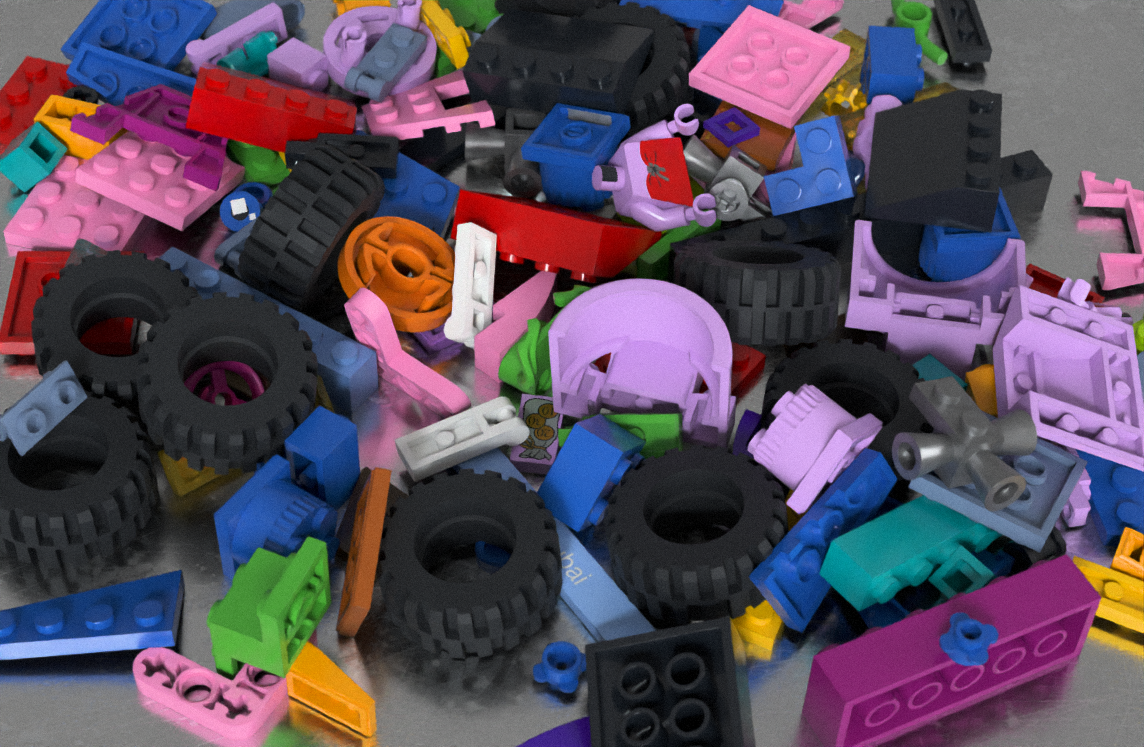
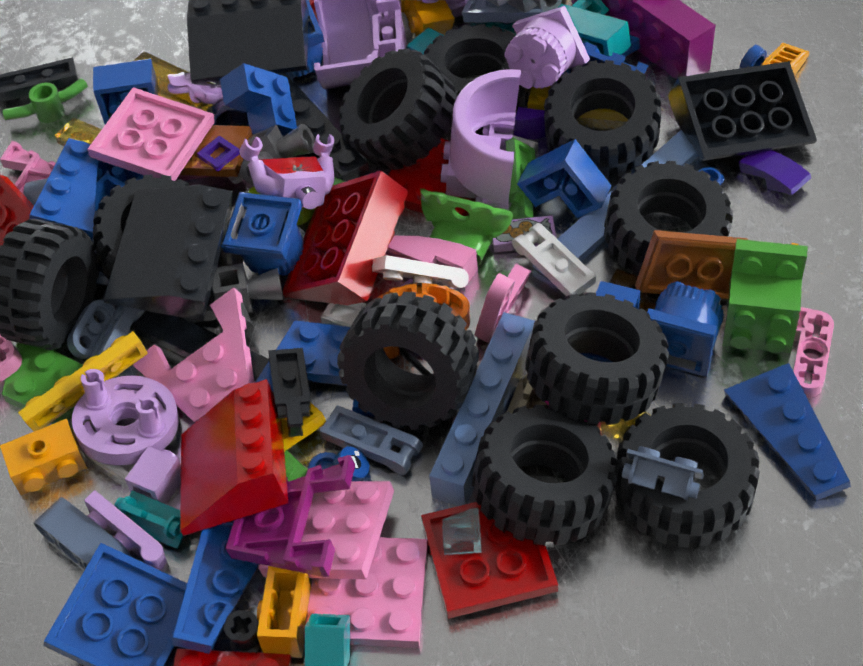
camera: 95 degrees left, 5 degrees up
(386, 62) = (129, 389): sand blue plate -> none

